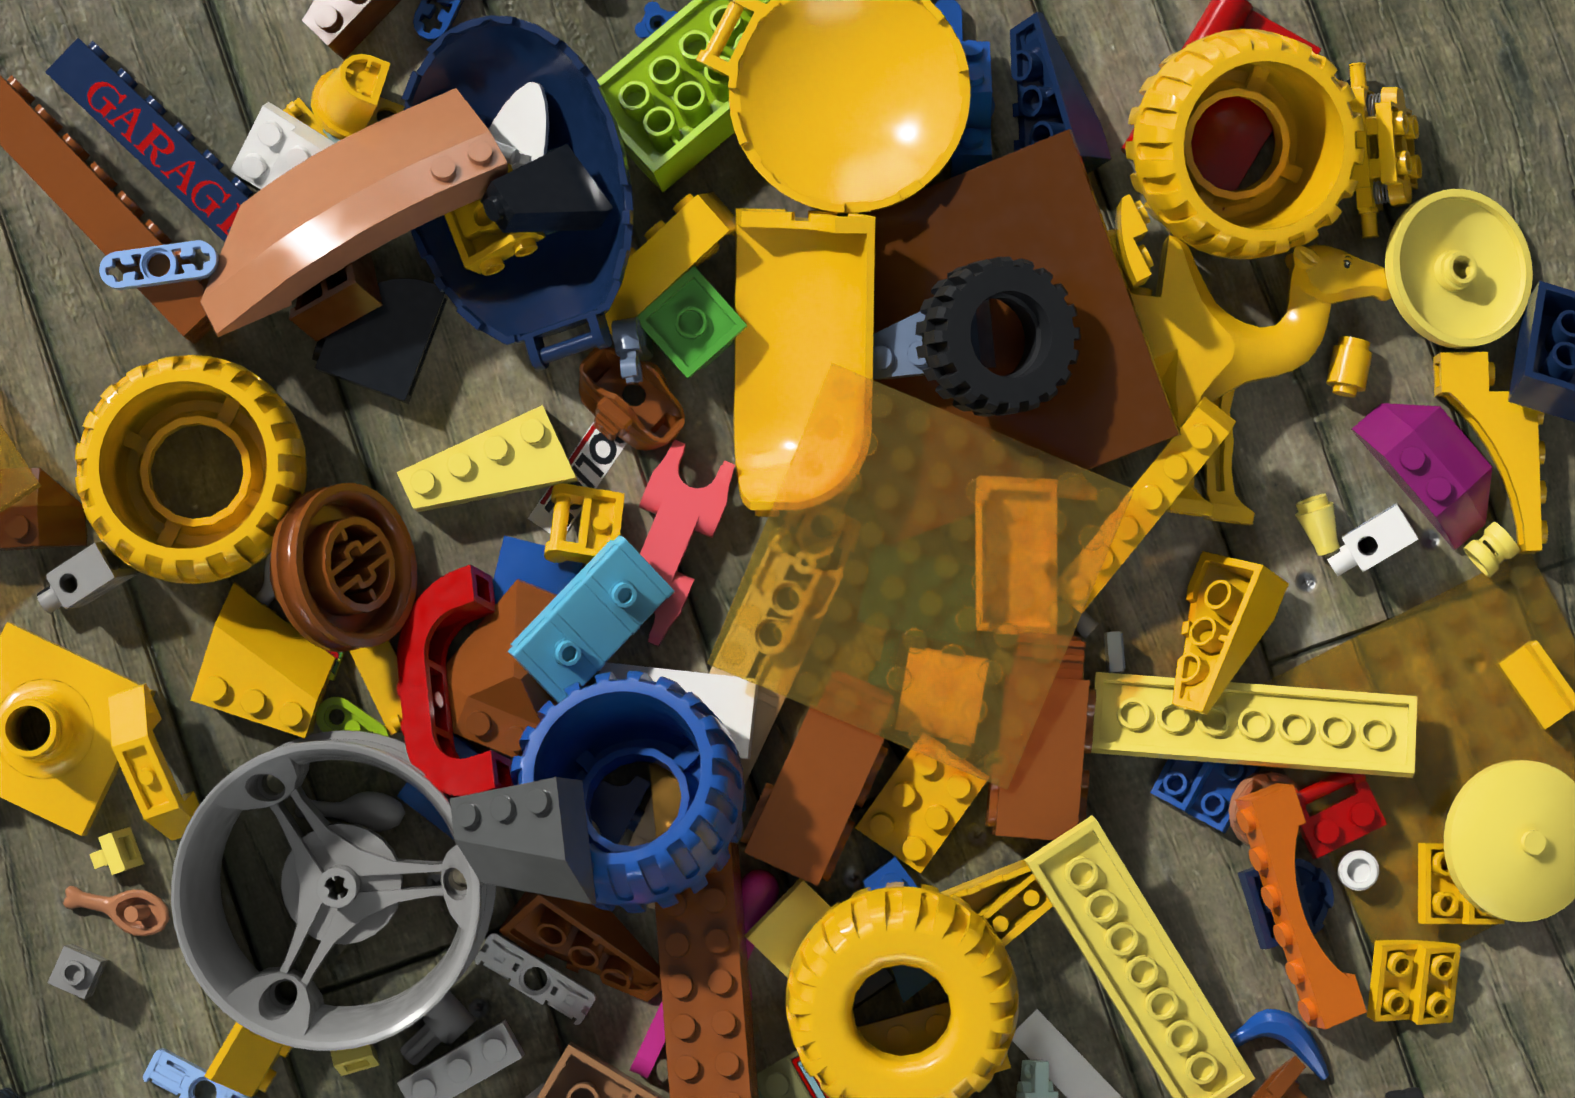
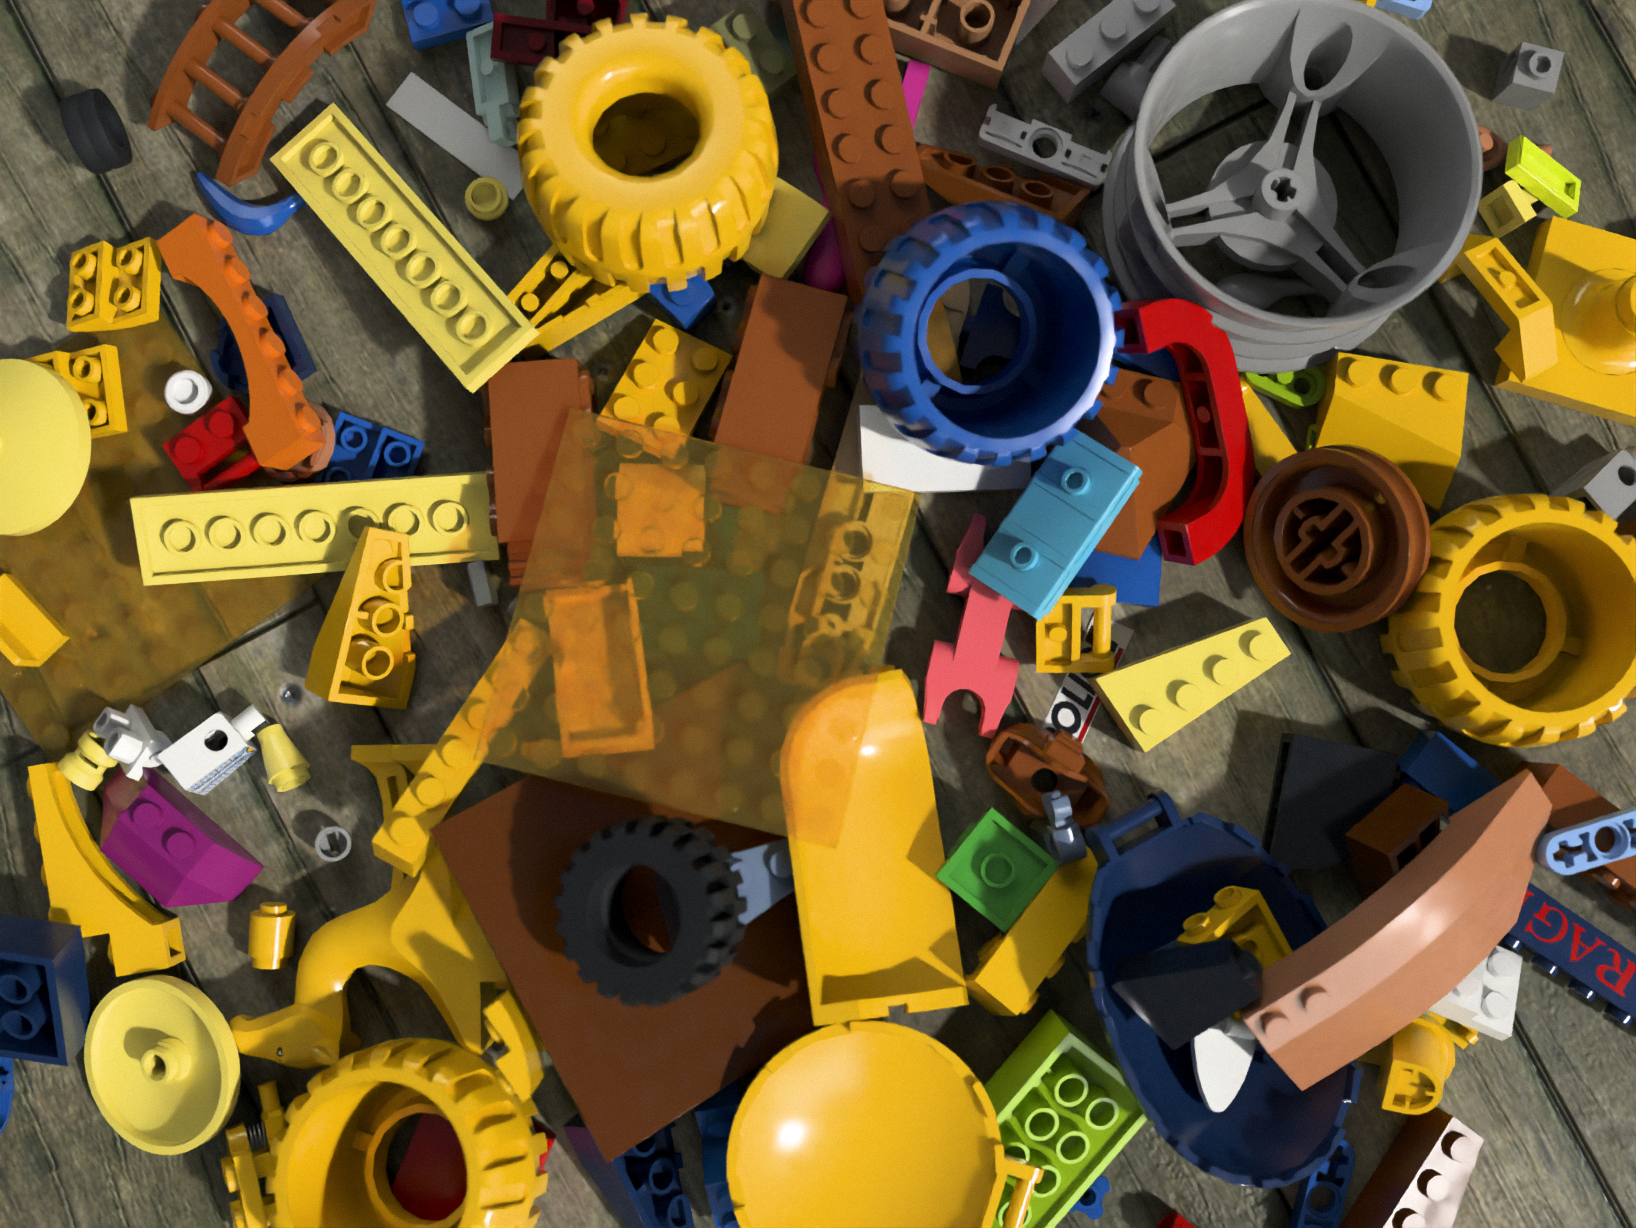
camera: 170 degrees right, 0 degrees up
(82, 874) = (1543, 176): none -> neon yellow tile
(276, 346) = (1444, 771): none -> blue brick
(528, 838) = (1097, 245): dark grey wedge -> none
(1060, 1011) = (486, 198): none -> light yellow plate
(1275, 442) = (323, 846): none -> light grey hinge
(1449, 561) = (131, 739): none -> white hips

